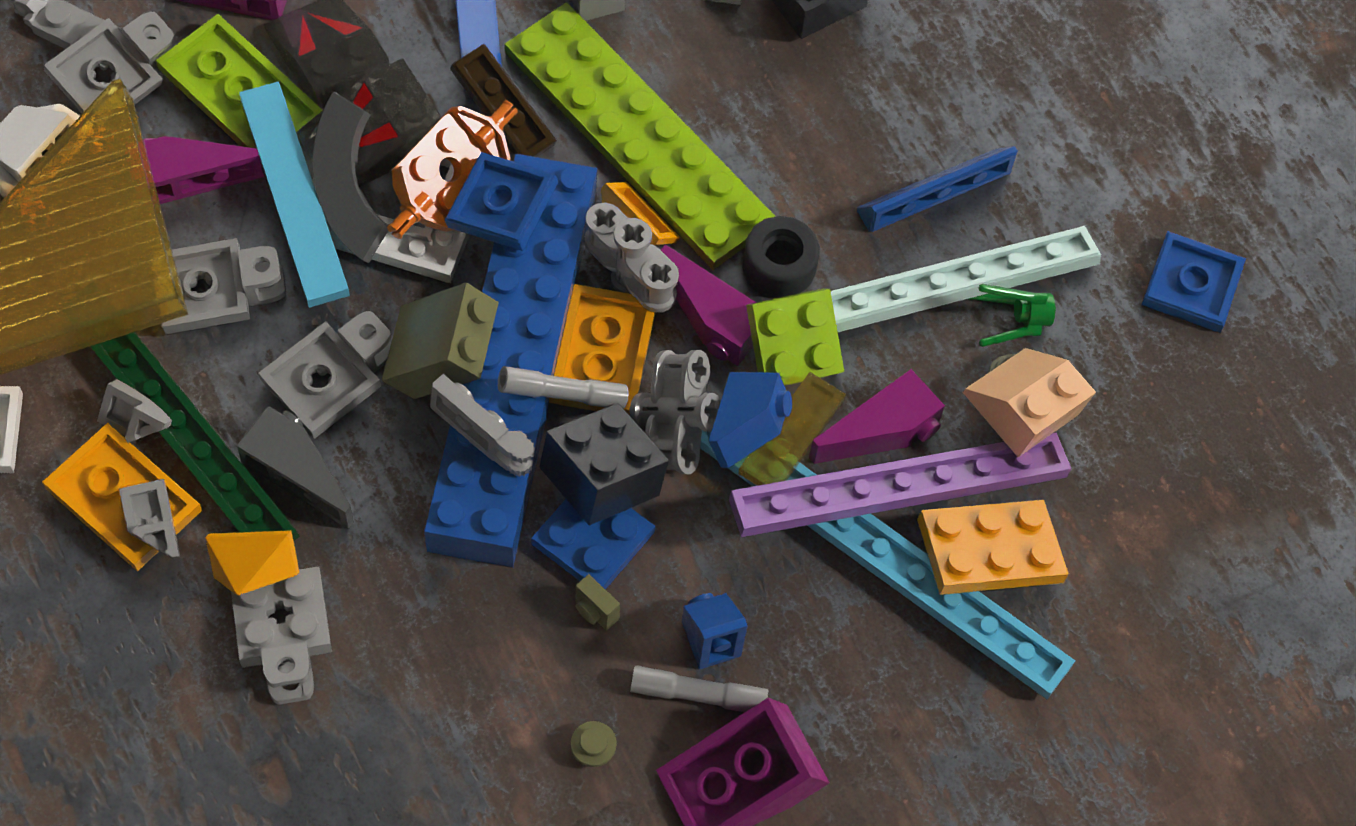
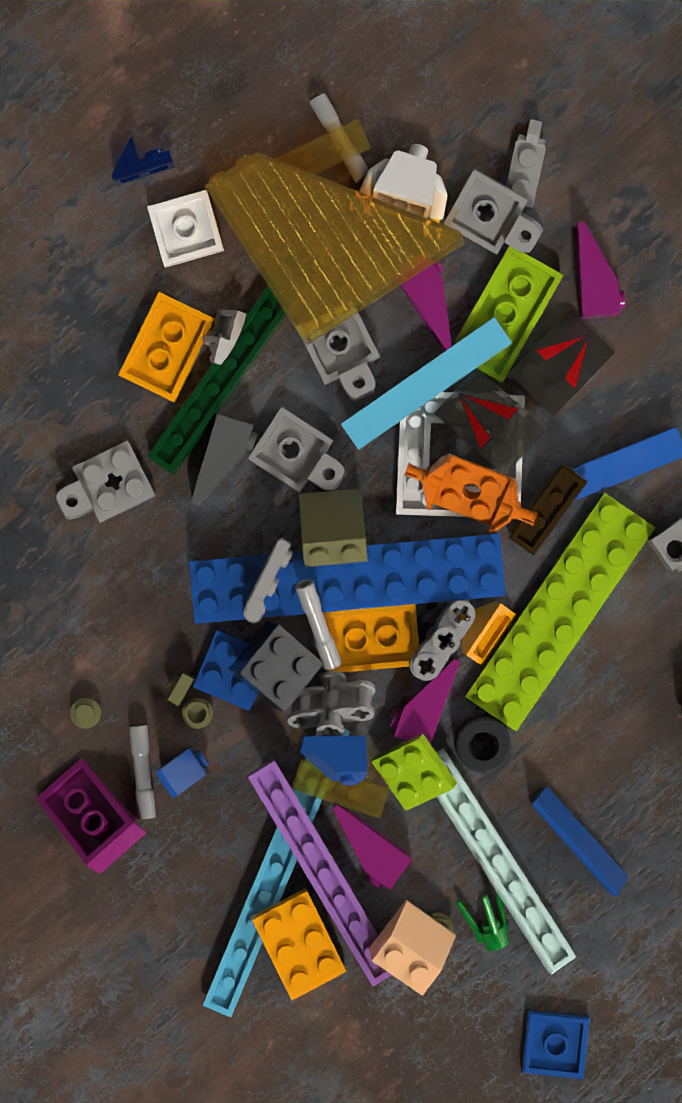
camera: 80 degrees right, 25 degrees up
(150, 516) = (151, 374): light grey slope -> none
(252, 559) = (140, 452): light orange slope -> none
(336, 179) = (439, 412): dark grey tile -> none
(501, 201) = (452, 537): blue tile -> none
(638, 595) = (197, 713): none -> olive plate

